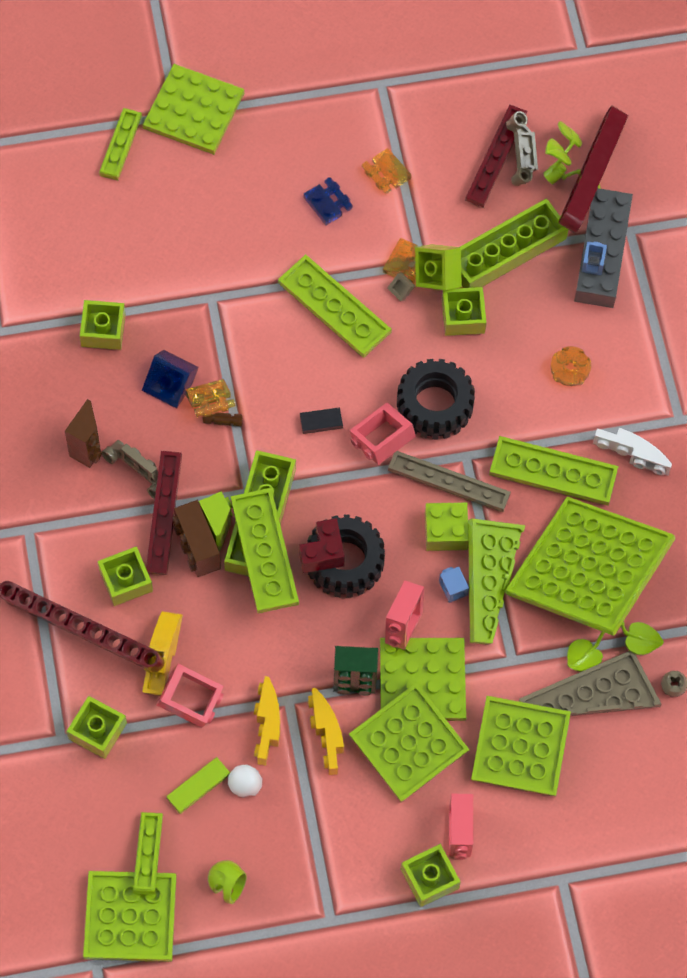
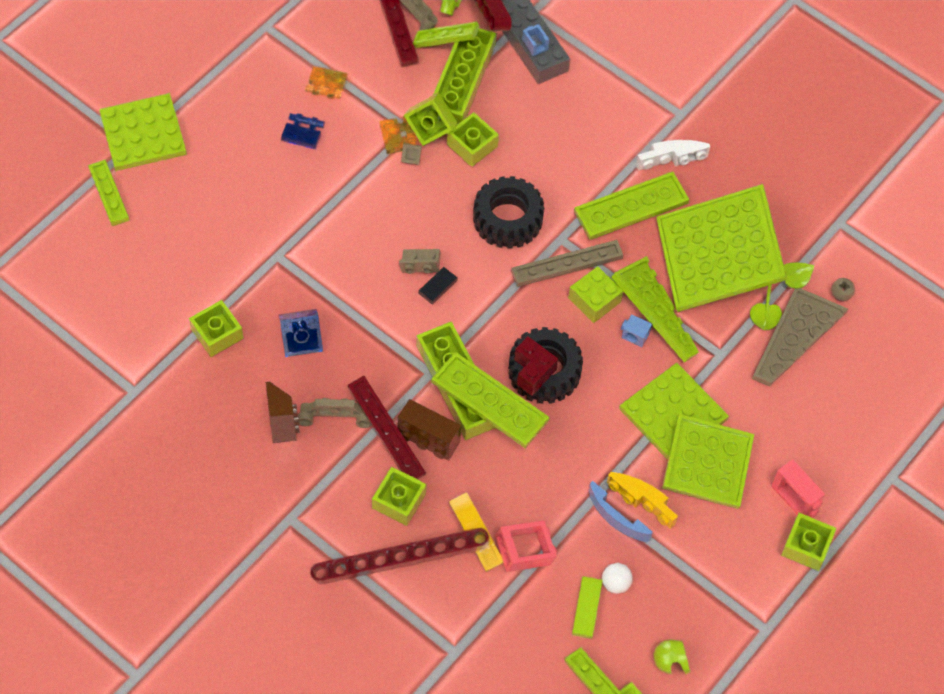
camera: 40 degrees left, 5 degrees down
(96, 727) = (478, 621): lime brick -> none
(210, 393) = (340, 322): clear yellow plate -> none
(218, 516) = (430, 396): lime slope -> none
(224, 419) = (365, 334): reddish brown axle -> none
(269, 715) = (594, 517): yellow slope -> none
(294, 751) = (615, 519): none -> medium blue slope
(324, 388) = (420, 260): none -> dark tan bracket
(334, 306) = (375, 199): lime plate -> none
(355, 670) = (630, 436): dark green brick -> none
(403, 435) = (493, 246): coral window -> none
(404, 615) = (627, 373): coral window -> none
(521, 746) = (784, 406): lime plate -> none
(523, 198) = (446, 34): none -> lime tile
(566, 376) = (574, 136): clear yellow plate -> none

